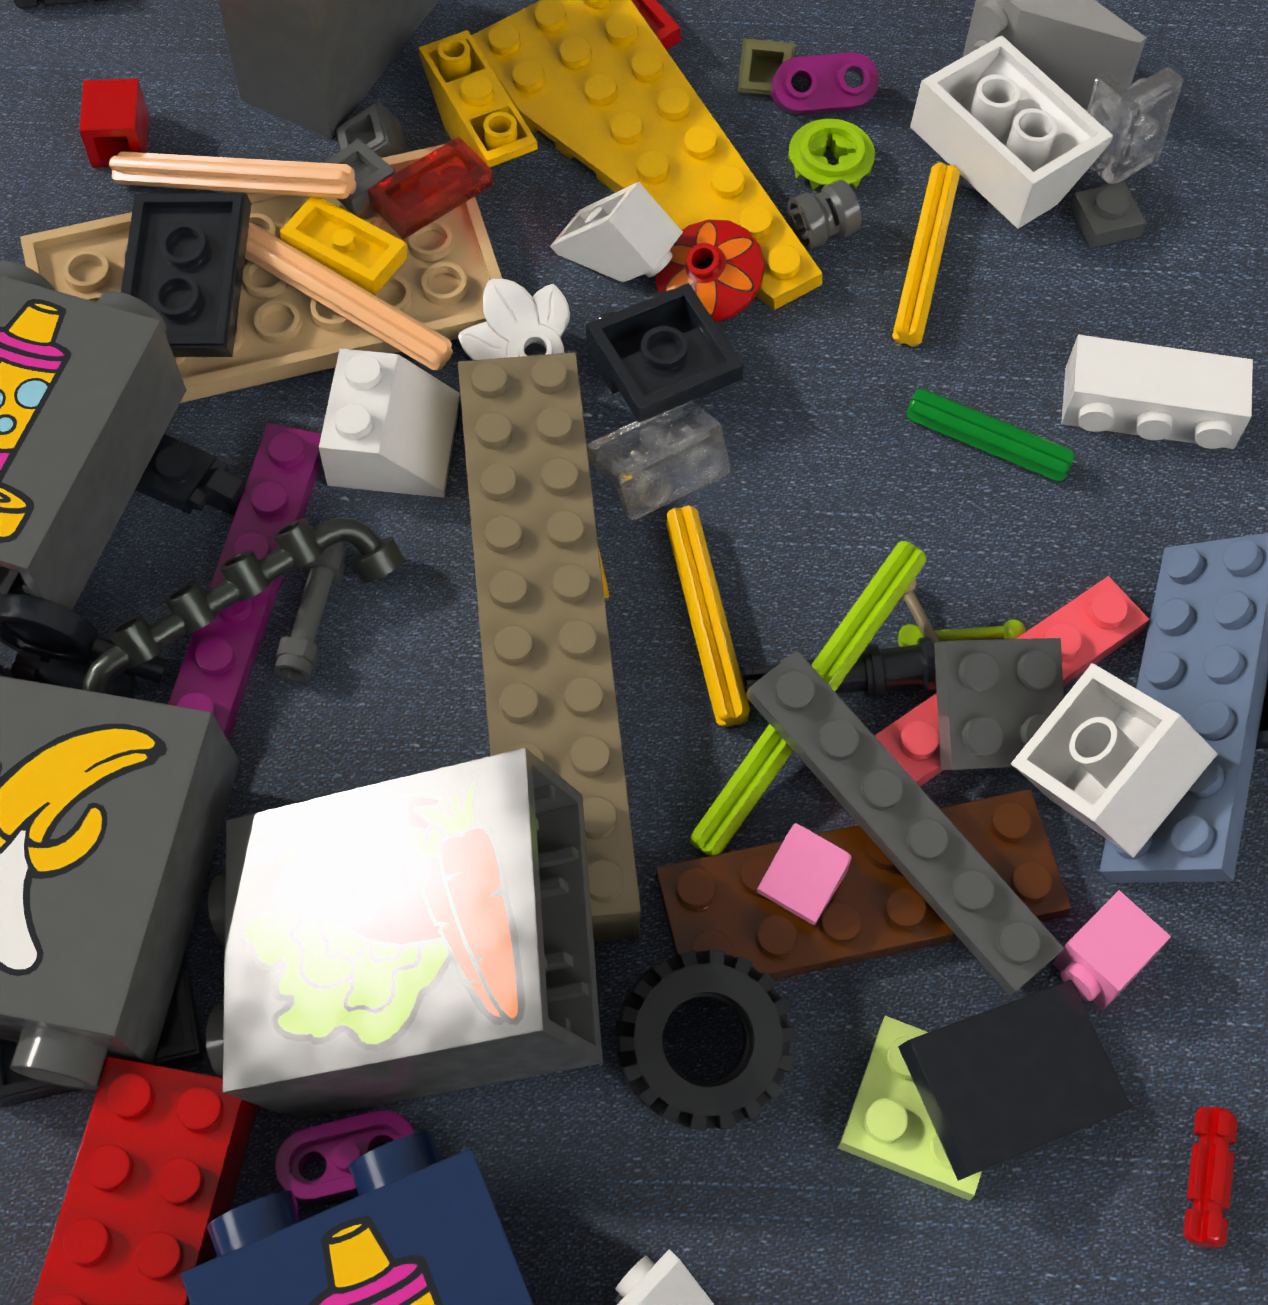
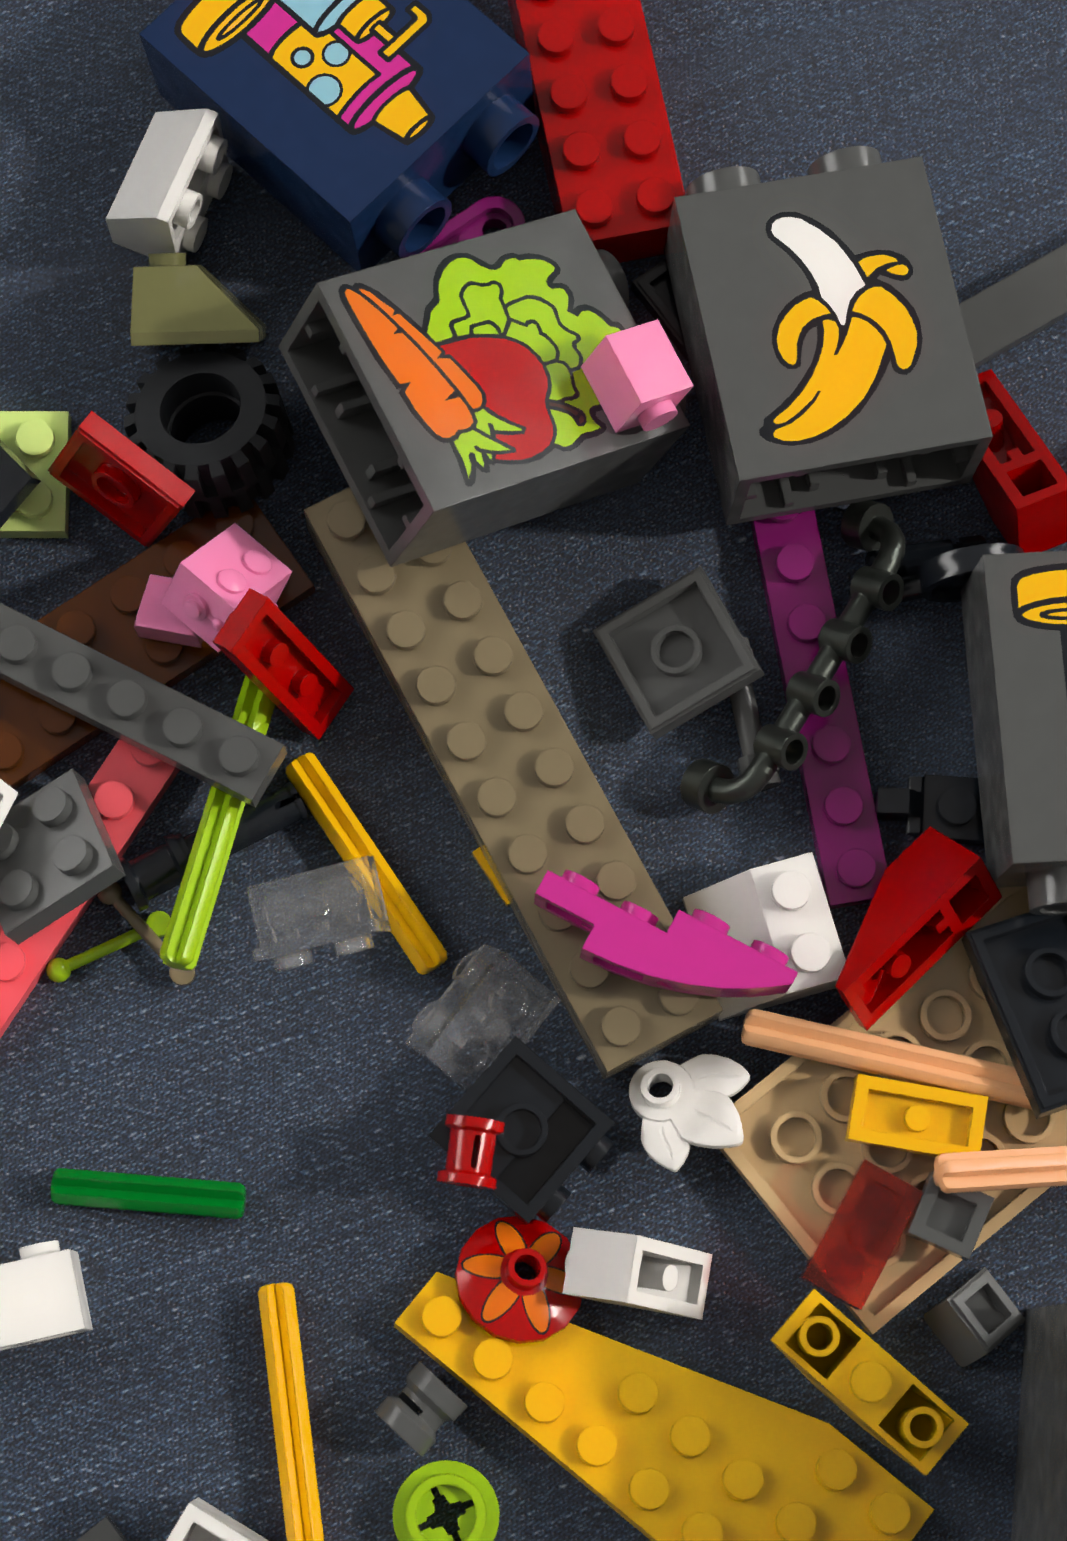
camera: 155 degrees right, 15 degrees up
(254, 852) = (637, 377): none -> bright pink brick
(255, 383) = (913, 920): none -> red slope
(344, 673) = (678, 652): none -> dark grey tile
(483, 384) = (687, 959): none -> dark pink slope
(674, 1171) = (186, 306): none -> olive slope
(716, 325) = (470, 1151): none -> red bush
(724, 764) = (283, 663): none -> red plate
(746, 854) = (218, 577): none -> bright pink head
(768, 573) = (316, 911): none -> clear bracket
(816, 1009) = (120, 480): none -> red tile

